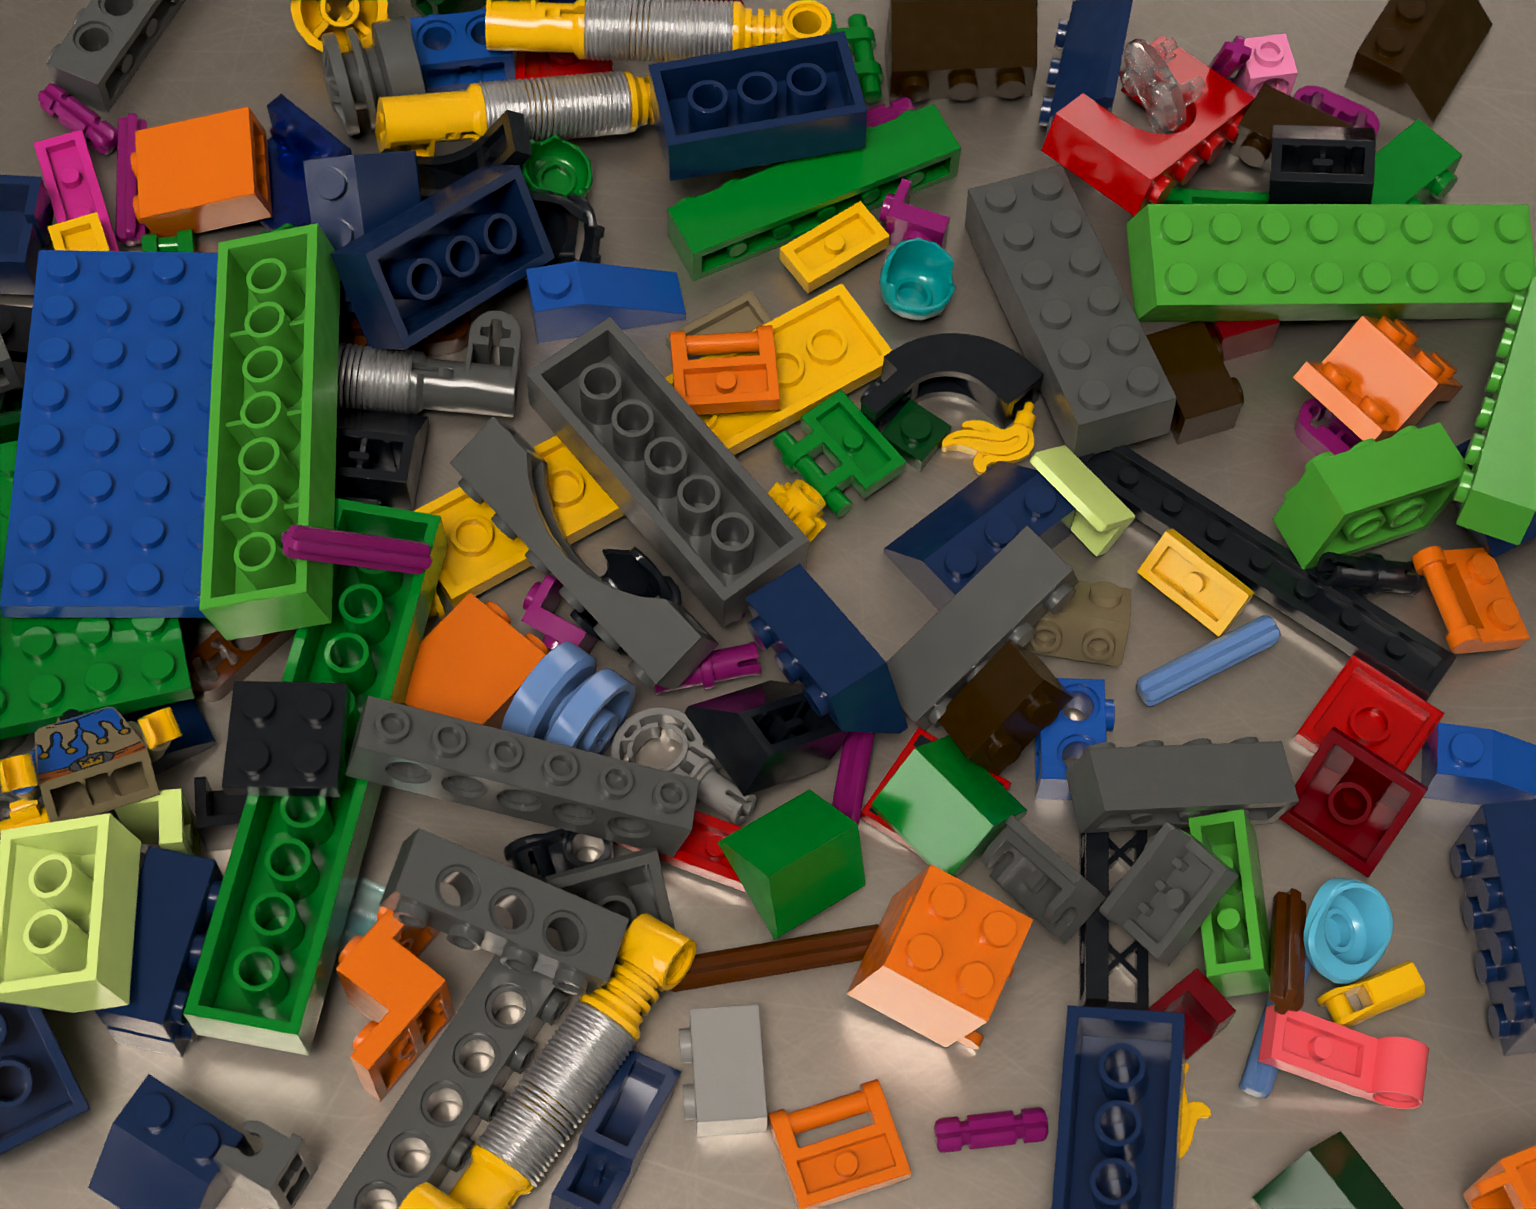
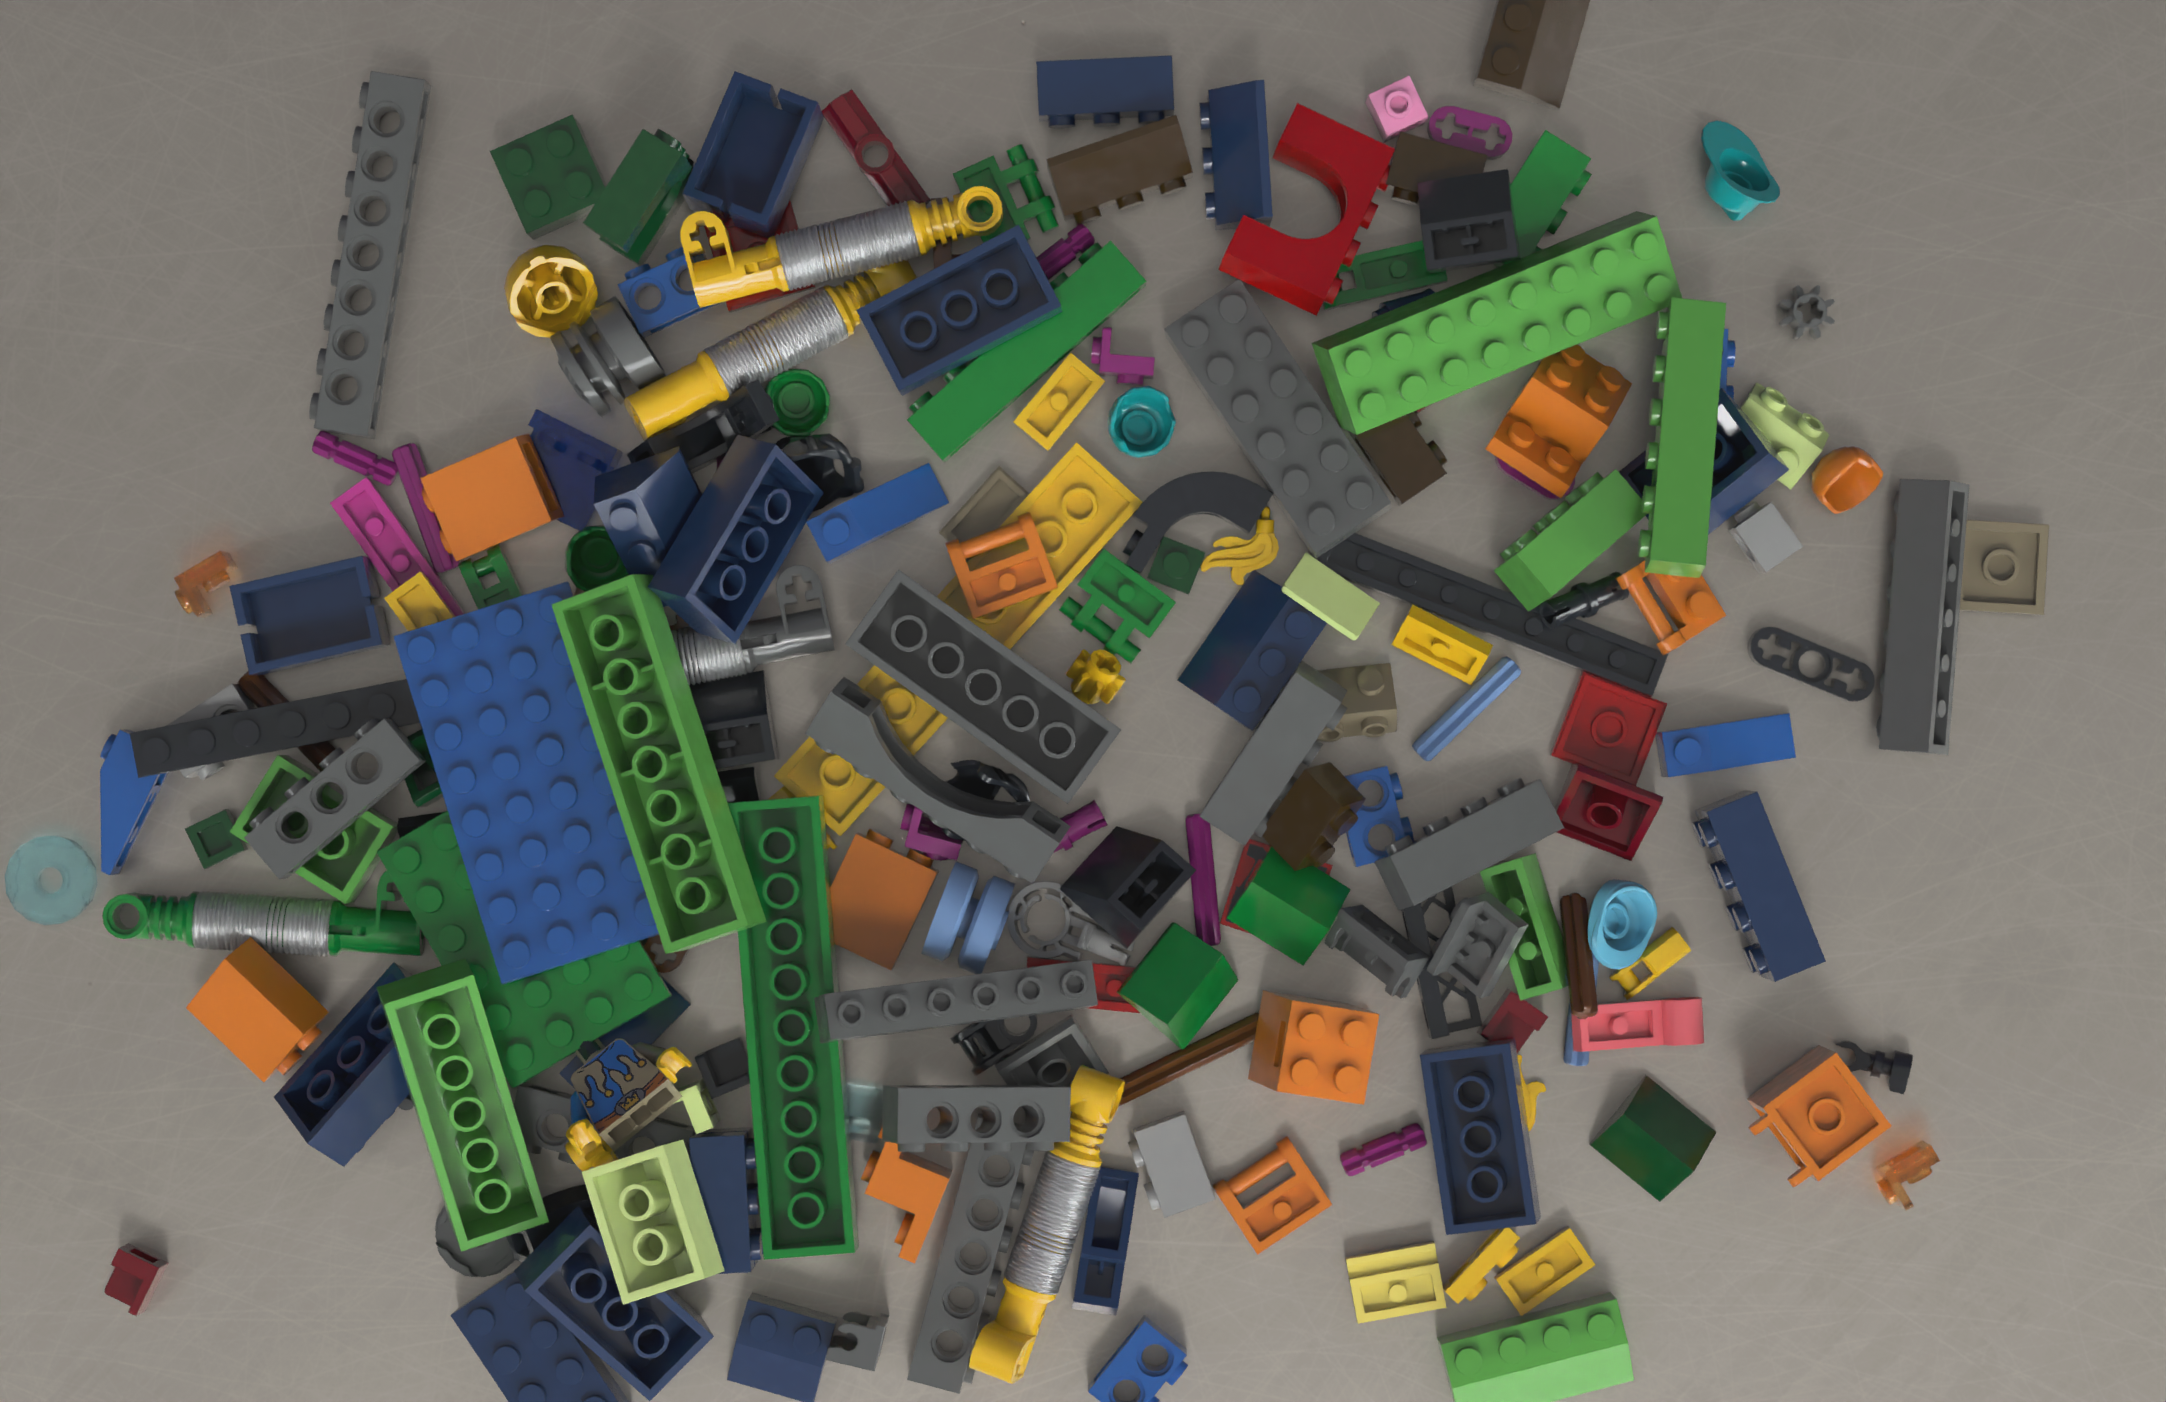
camera: 10 degrees left, 25 degrees up
(286, 739) = (764, 1025): black plate -> none
(356, 549) = (771, 869): magenta axle -> none
(825, 654) = (1158, 823): dark blue slope -> none
(1155, 84) = (1316, 192): clear plate -> none
(1231, 58) = (1363, 118): magenta axle -> none

